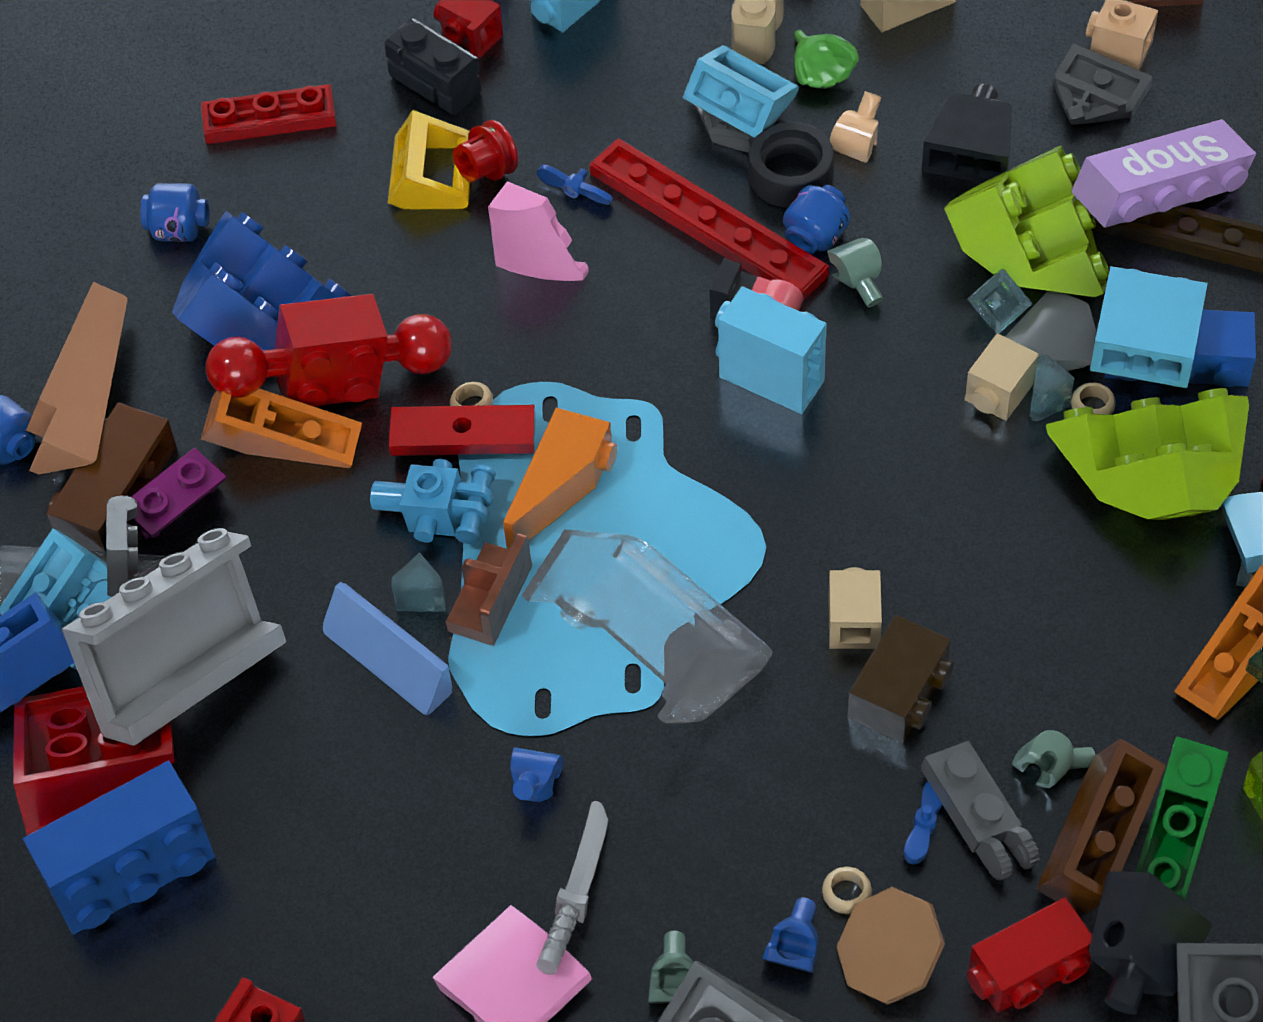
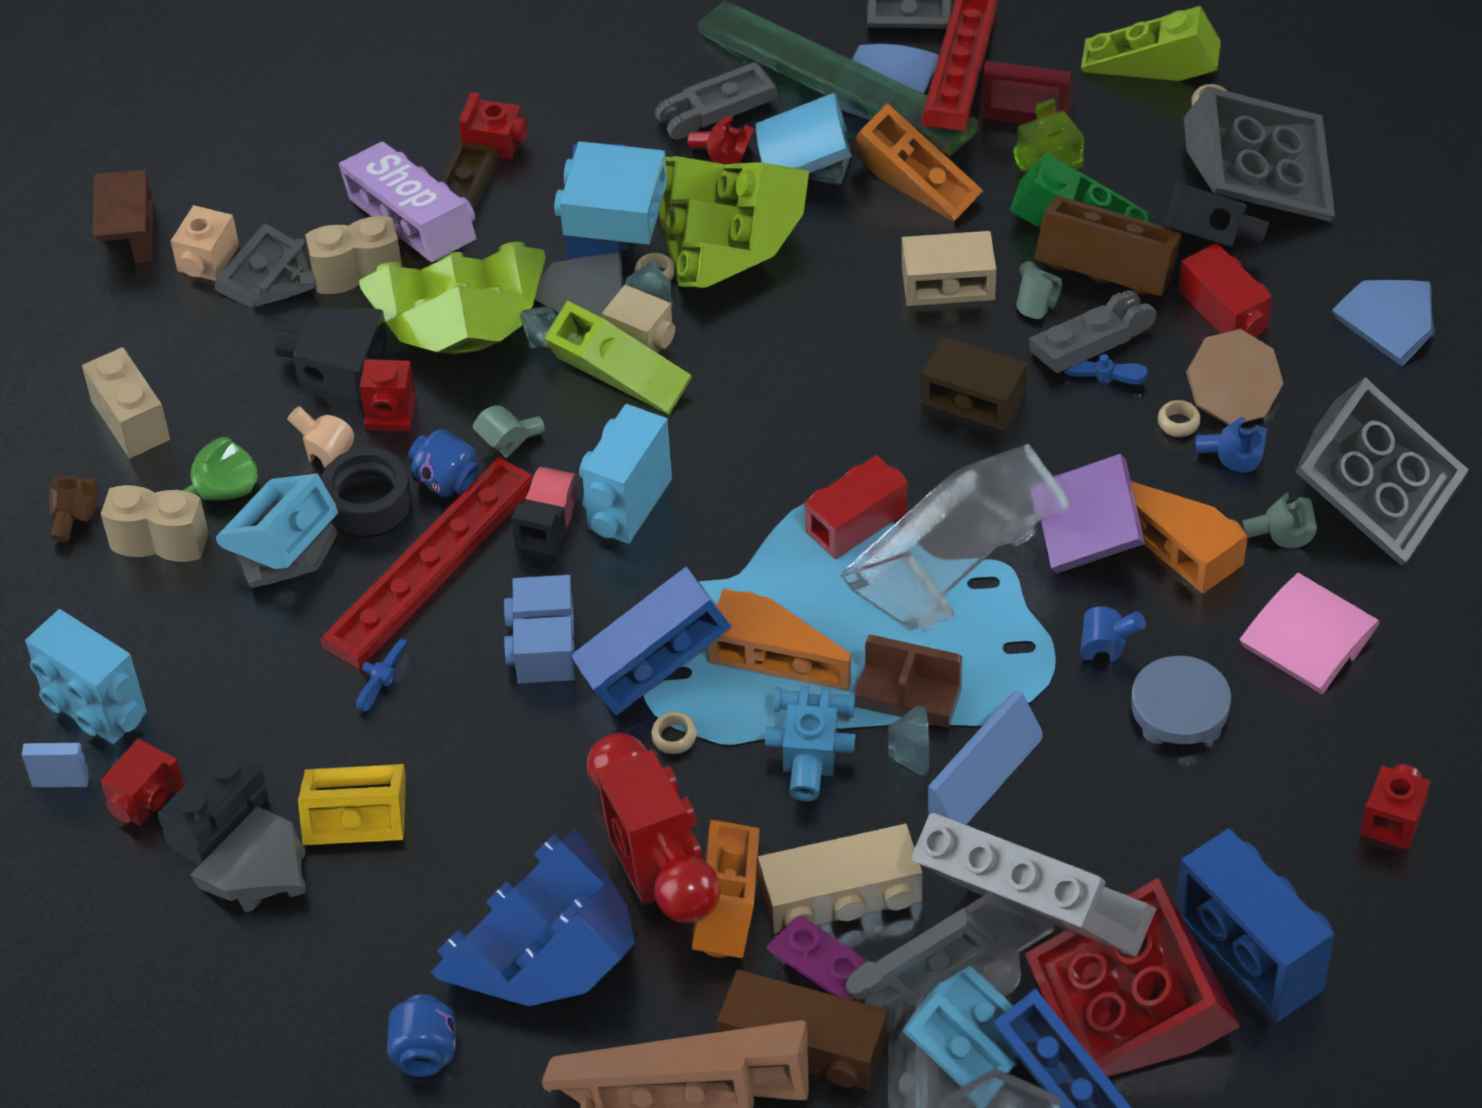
camera: 95 degrees left, 5 degrees down
(268, 114) = (262, 995): red tile -> none
(269, 514) = (841, 878): none -> tan brick
(378, 101) = (255, 861): none -> dark grey slope
(437, 837) = (1180, 700): none -> sand blue tile
(462, 430) = (720, 727): red tile -> none
(486, 153) = (350, 748): red piece -> none
(530, 238) = (478, 680): bright pink slope -> none
(552, 362) = (650, 641): none -> brick
(573, 900) = (1238, 587): light grey sword -> none
(577, 288) = (541, 629): none -> medium blue piece
(653, 869) = (1190, 536): none -> orange slope
(684, 763) = (1100, 518): none -> medium lavender tile
(727, 554) = (856, 506): none -> red brick
(854, 609) = (902, 416): tan brick -> none
(907, 174) = (387, 395): none -> red brick
(945, 349) = (615, 358): none -> lime slope
(1081, 668) = (948, 268): none -> tan brick
(1097, 125) = (348, 253): none -> tan brick

